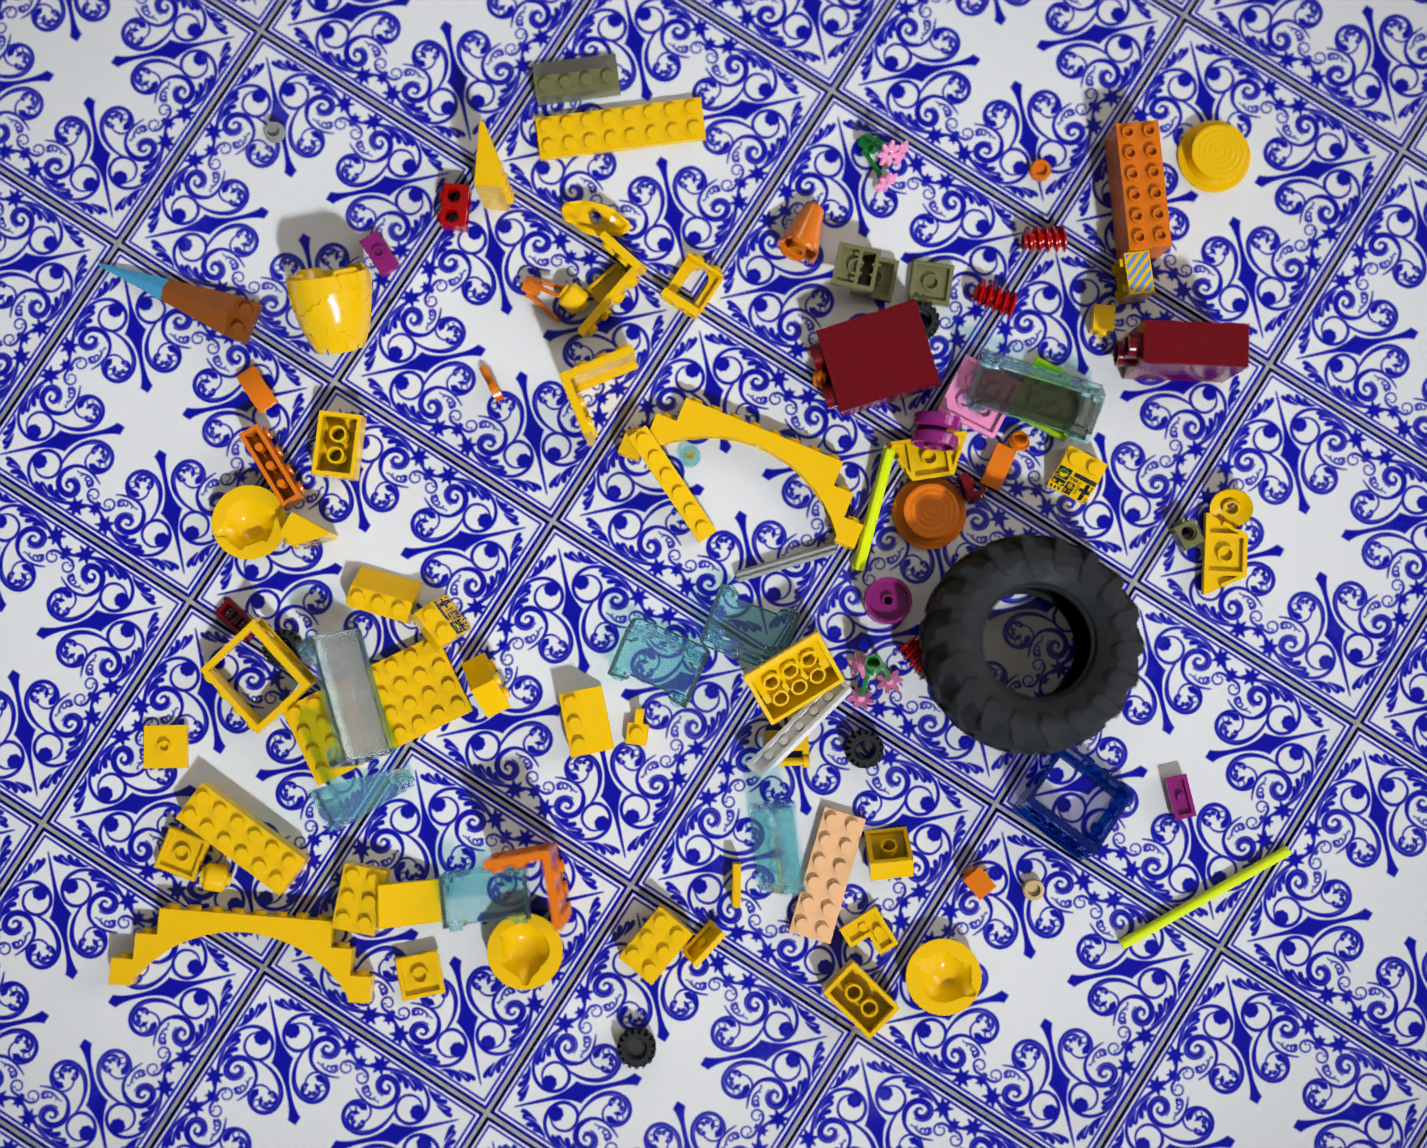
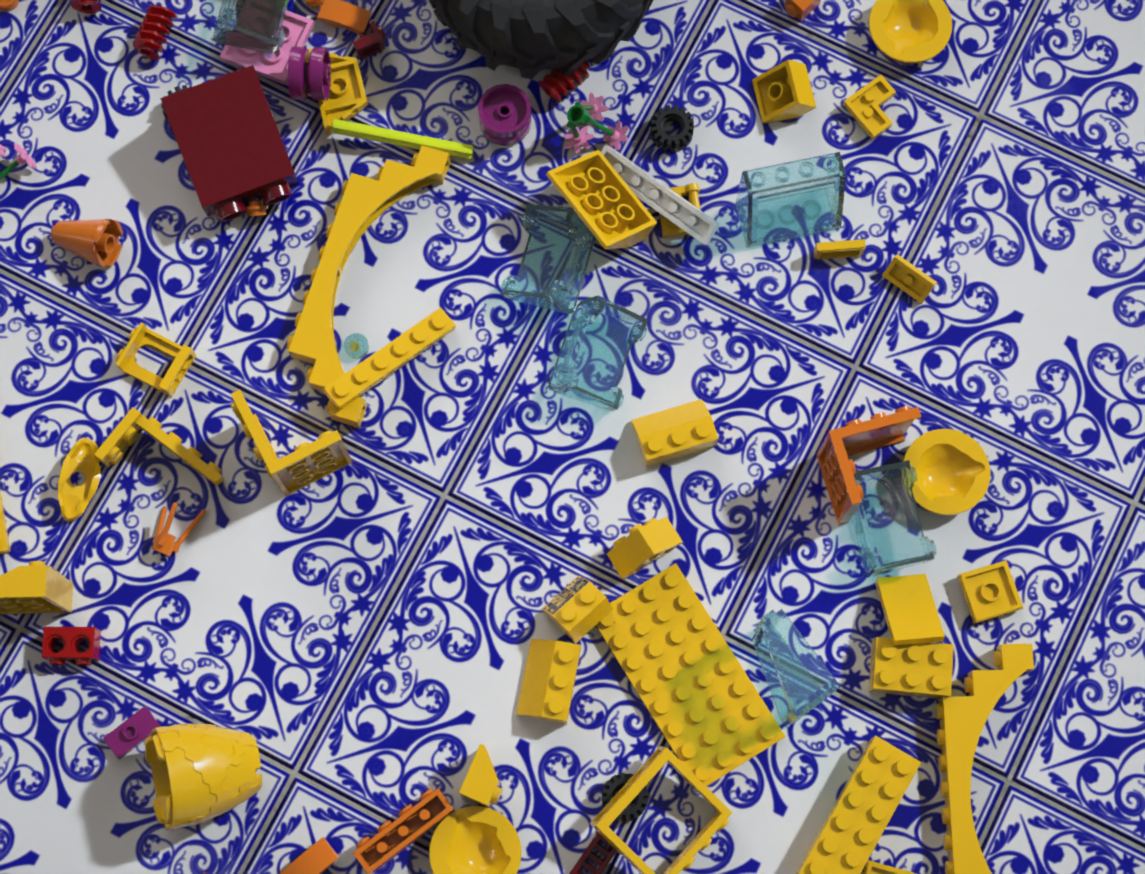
camera: 90 degrees left, 10 degrees down
(215, 877) = (910, 848): yellow head -> none
(338, 445) = (372, 752): yellow brick -> none
(349, 697) = (674, 699): windscreen -> none
(491, 383) = (291, 574): orange bar -> none
(573, 298) = (176, 490): yellow head -> none
(604, 284) = (157, 458): yellow tile -> none
(630, 1059) = (1041, 328): black tyre -> none
(637, 731) = (679, 374): yellow plate -> none
(655, 944) = (917, 329): yellow brick -> none
(786, 562) = (470, 229): light grey axle -> none
(827, 875) = (773, 144): light nougat plate -> none
(860, 998) = (945, 106): yellow brick -> none
(865, 272) = (131, 167): olive bracket -> none
(929, 513) = (402, 84): orange piece -> none
(930, 283) = (139, 103): olive tile -> none

